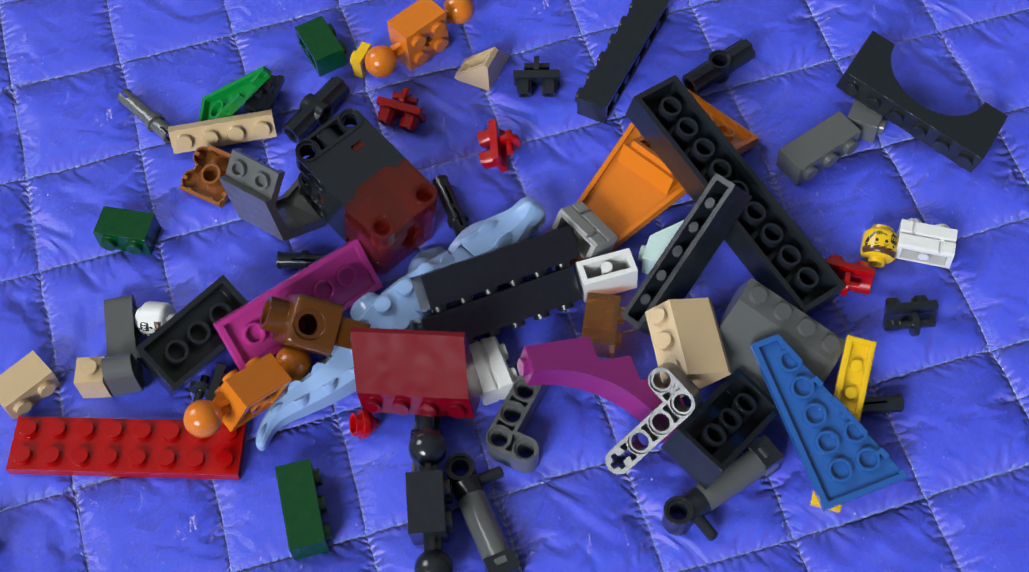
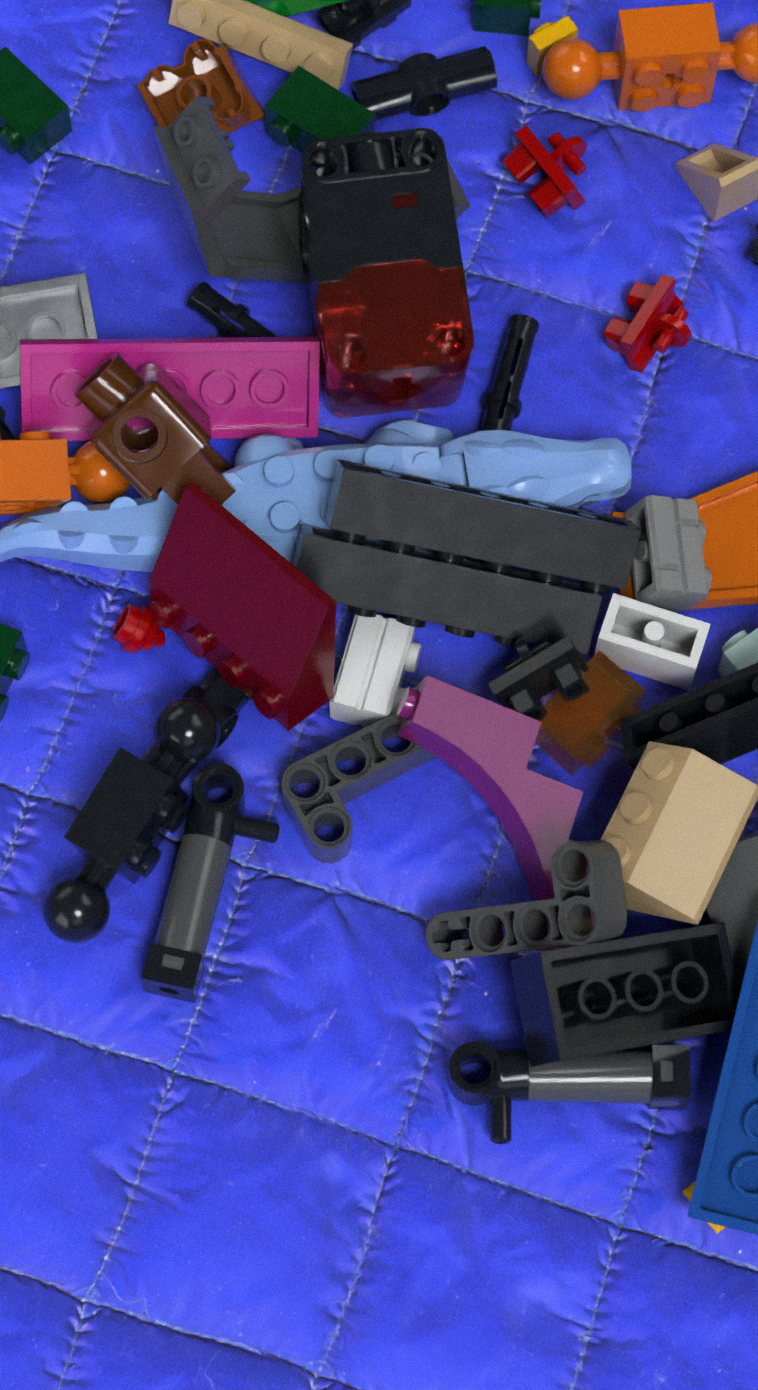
camera: 30 degrees right, 10 degrees up
(277, 149) = (313, 110): none -> dark green brick
(570, 315) = (538, 674): none -> black hips

